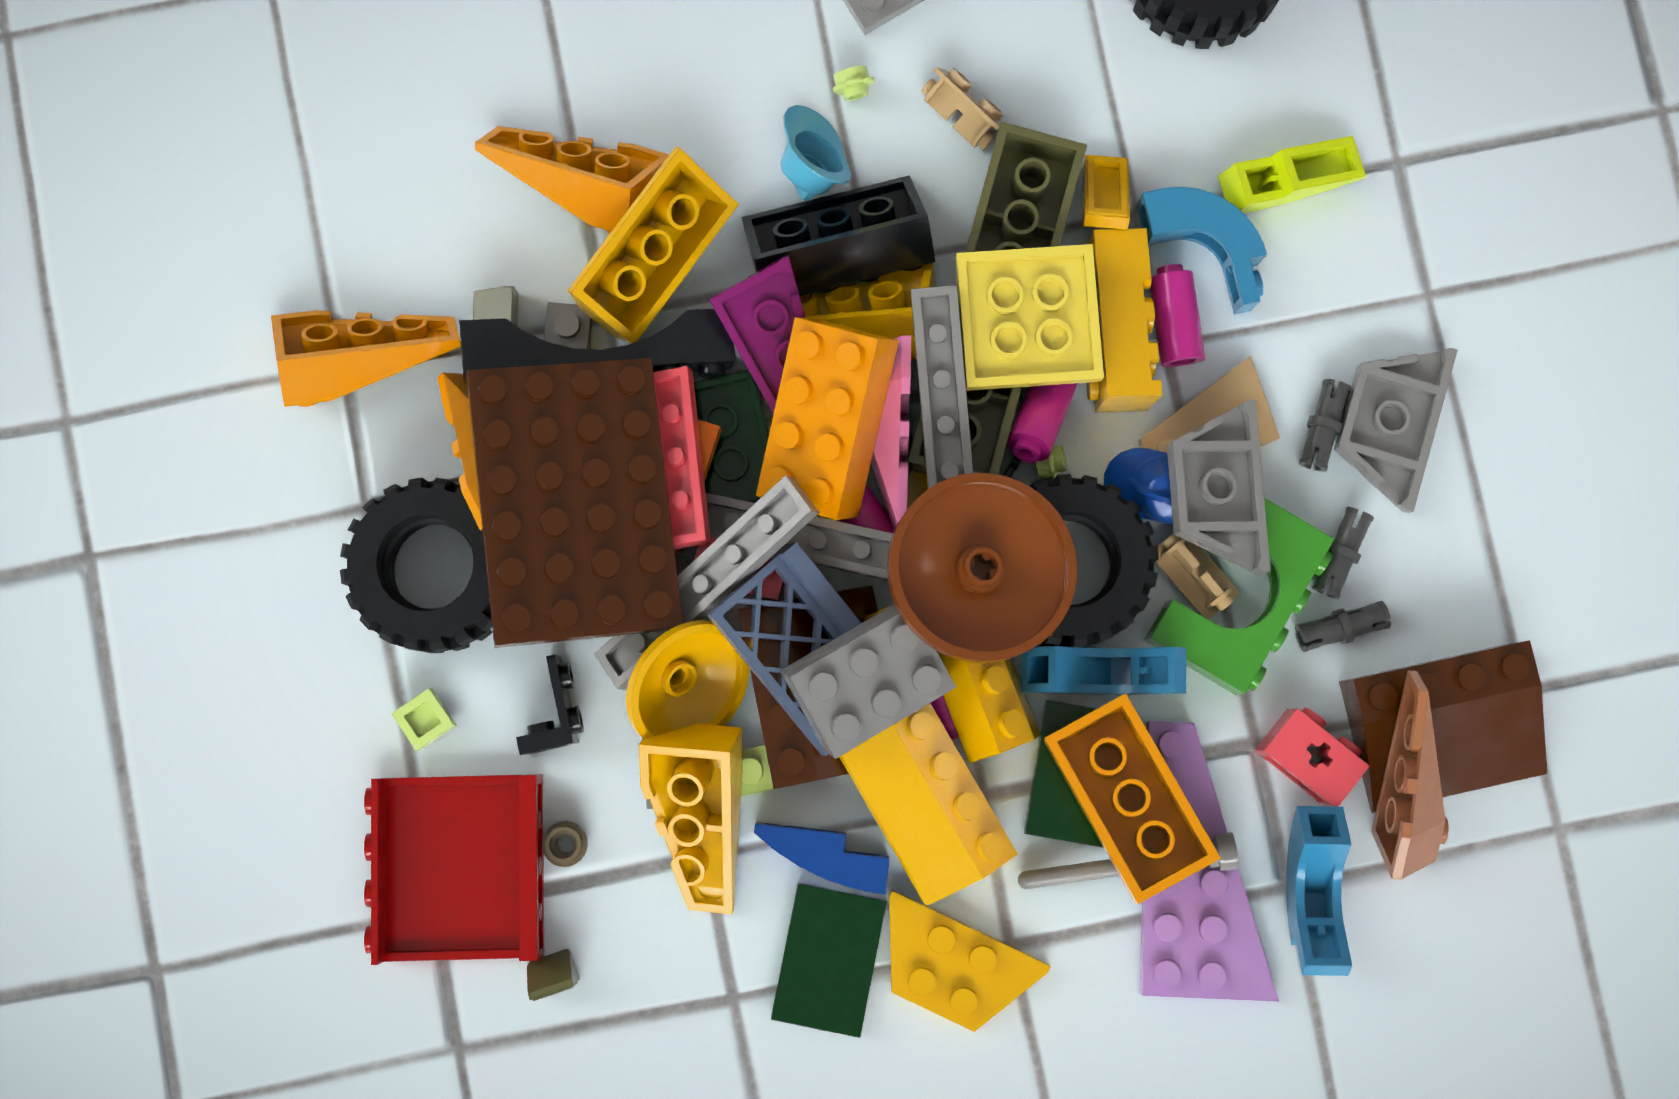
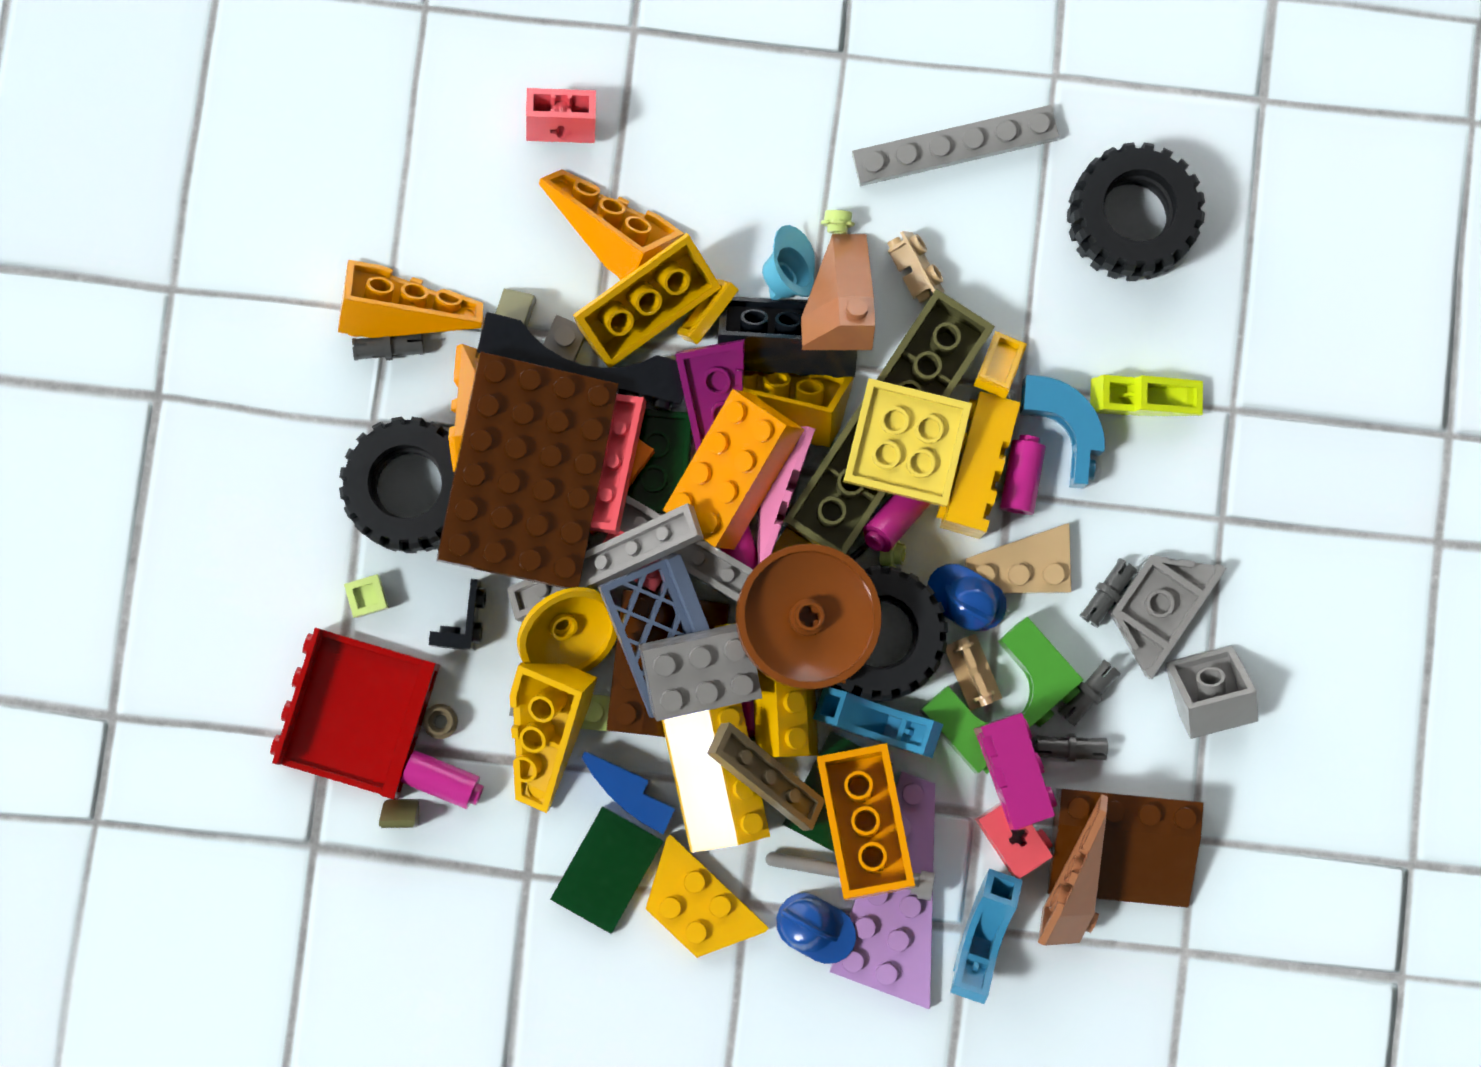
camera: 20 degrees right, 0 degrees up
(353, 406) = (387, 346): none -> dark grey pin
(475, 58) = (560, 115): none -> coral brick
(590, 916) = (442, 780): none -> dark pink brick
(730, 242) = (706, 313): none -> yellow tile
(891, 171) = (841, 299): none -> nougat wedge
(941, 383) = (825, 471): light grey plate -> none
(989, 782) = (766, 776): none -> dark tan plate
(1108, 948) = (816, 928): none -> blue piece
(1221, 490) = (1009, 614): light grey wing -> none
(1293, 675) = (1016, 771): none -> dark pink wedge
(1491, 503) = (1212, 692): none -> light grey slope

